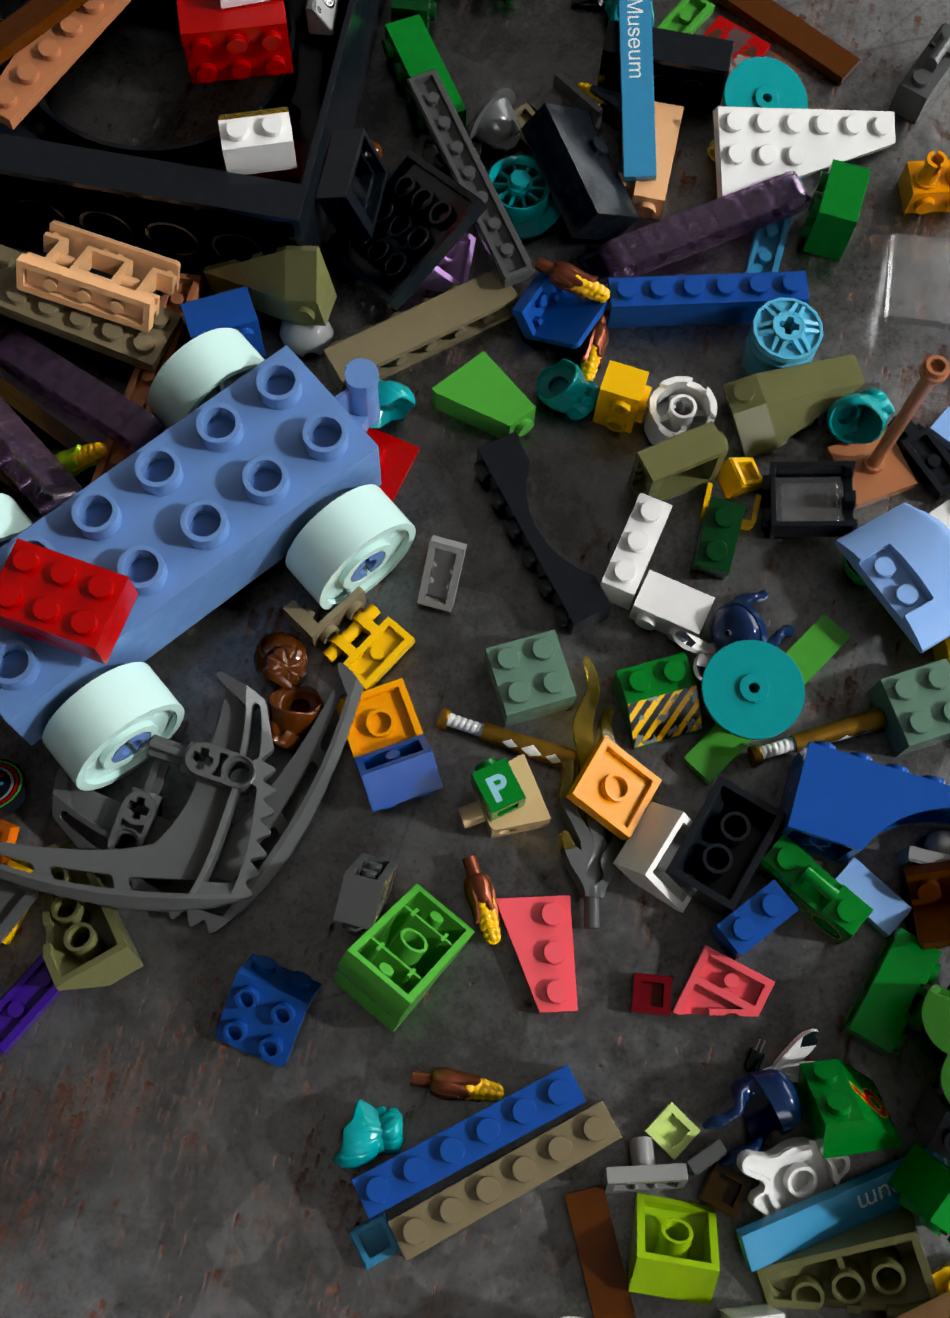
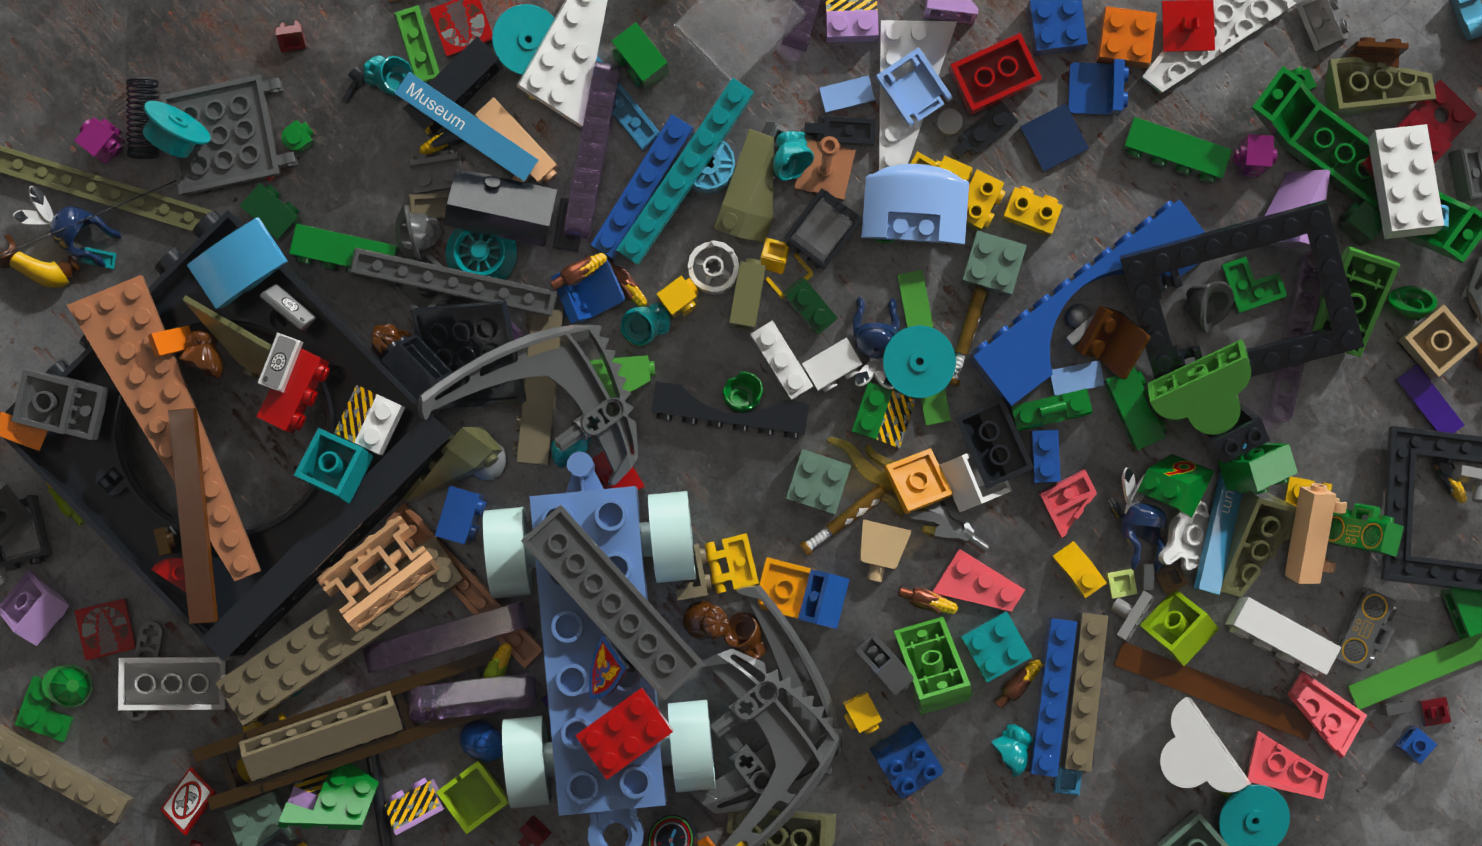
camera: 50 degrees left, 15 degrees up
(131, 537) = (606, 669): none -> shield
(179, 121) = (333, 465): none -> teal brick
(217, 497) = (612, 602): none -> dark grey plate
(288, 908) = (862, 713): none -> yellow brick
(441, 573) = (718, 489): light grey tile -> none
(460, 315) = (574, 374): none -> dark grey piece
(483, 1021) = (995, 646): none -> teal brick
(497, 788) = (875, 551): green brick -> none
(569, 533) = (743, 392): none -> green hair
(650, 1063) = (1079, 570): none -> yellow slope
(651, 994) = (1044, 542): dark red tile -> none
(764, 309) = (685, 171): none -> teal plate

